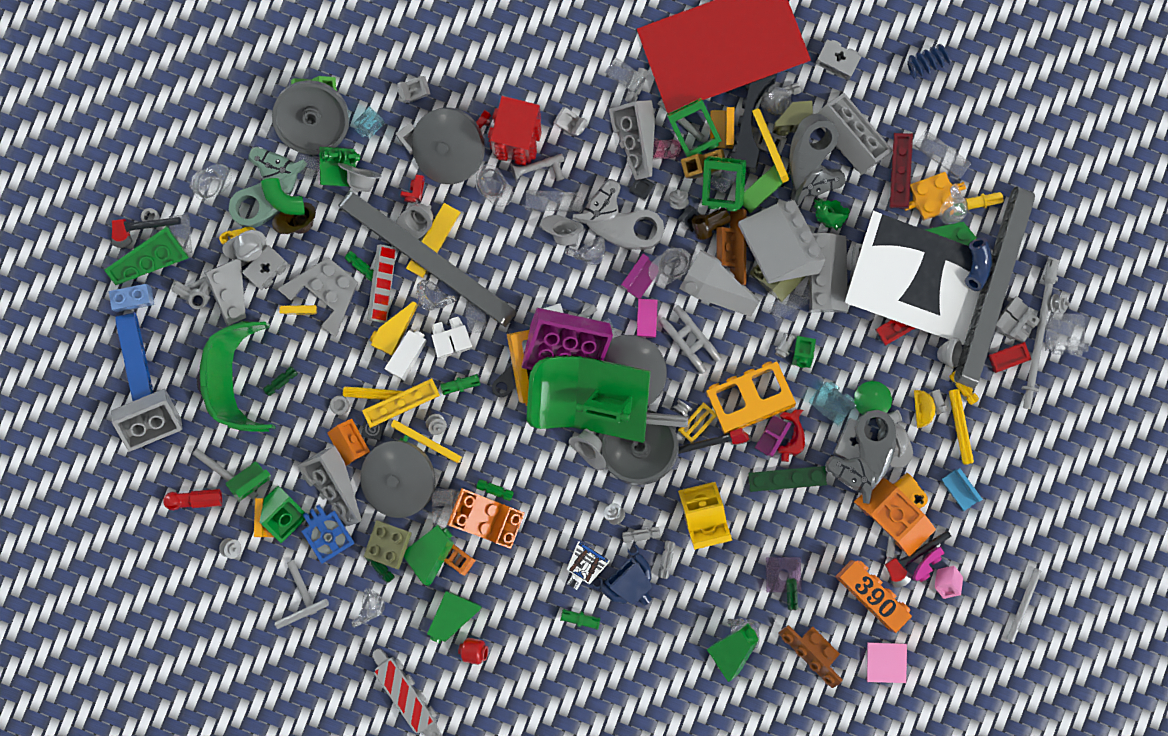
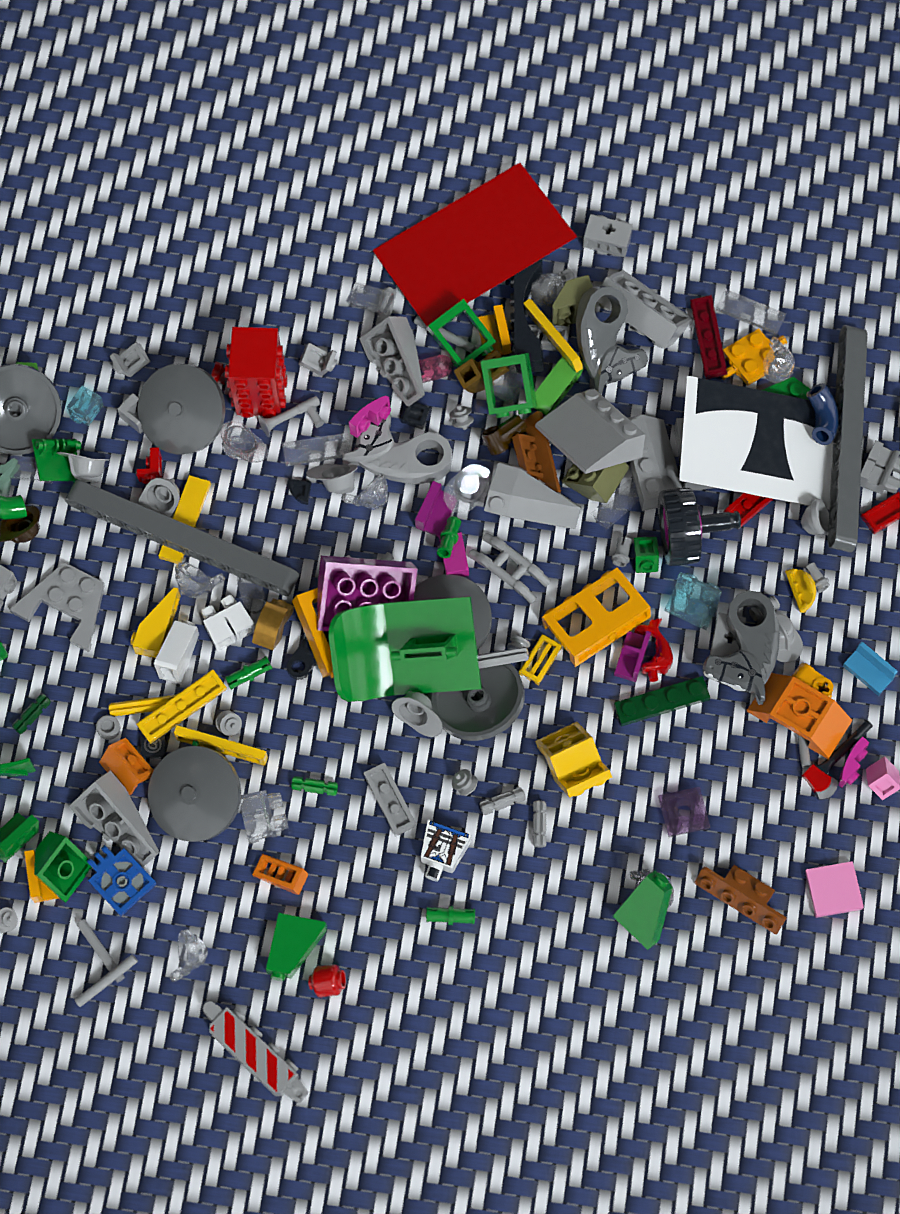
camera: 10 degrees left, 15 degrees down
(298, 310) = (39, 627): yellow tile -> none
(360, 265) = (104, 564): green axle -> none
(381, 283) = (132, 578): tile -> none
(382, 570) = (191, 905): dark green axle -> none
(387, 544) = (196, 871): olive plate -> none
(429, 553) = (250, 873): green slope -> none
(486, 518) = (308, 817): orange slope -> none
(487, 347) = (271, 623): none -> pearl gold brick
(533, 234) = (300, 490): none -> black tile
(552, 514) = (389, 799): none -> light grey plate
(608, 185) = (373, 412): none -> dark pink slope
(629, 582) = (500, 856): dark blue torso -> none
(646, 304) = (449, 537): none -> green pin
(687, 216) = (474, 434): black plate -> none
(736, 437) = (590, 662): black piece -> none
(792, 597) = (699, 829): dark green axle -> none
(831, 213) = (640, 397): green hair -> none
(839, 340) = (683, 525): none -> black wheel
(872, 396) = (736, 583): green dish -> none
(873, 596) = (797, 809): orange brick -> none
(927, 60) = (708, 215): dark blue piece -> none
(961, 427) = (850, 600): yellow axle -> none
(966, 391) = (844, 558): yellow axle -> none
(984, 200) = (811, 350): yellow axle -> none

